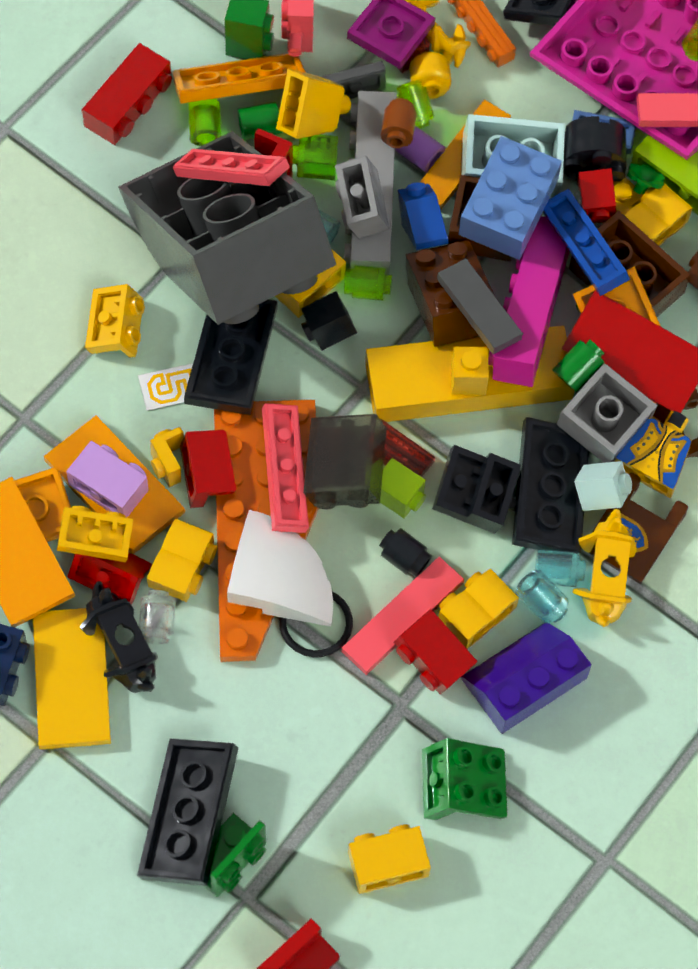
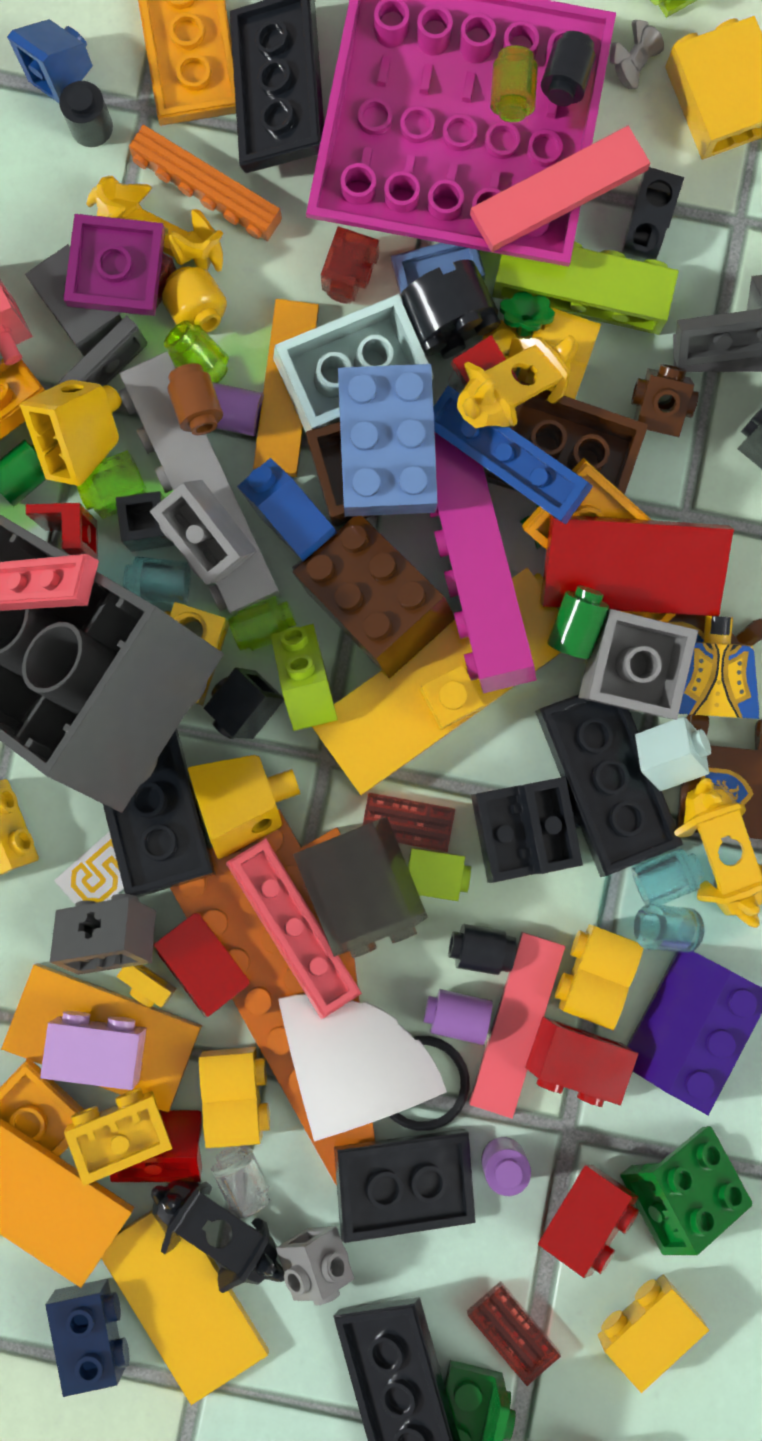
camera: 25 degrees left, 20 degrees up
(146, 408) = (103, 935): none -> dark grey brick
(178, 691) = (315, 1265): none -> light grey brick
(268, 674) = (404, 1185): none -> black tile
(289, 817) = (513, 1333): none -> clear red tile
(293, 376) = (239, 800): none -> yellow torso
(321, 183) = (137, 525): none -> black brick
(345, 695) = (505, 1166): none -> medium lavender brick
(347, 53) = (82, 325): none -> dark grey brick
(365, 585) = (459, 1016): none -> medium lavender brick
(378, 318) = (303, 677): none -> lime brick
(384, 757) = (589, 1222): none -> red brick
(479, 306) = (428, 620): dark grey tile -> none
(544, 99) = (348, 264): none -> clear red brick
(596, 198) = (495, 394): none -> yellow piece

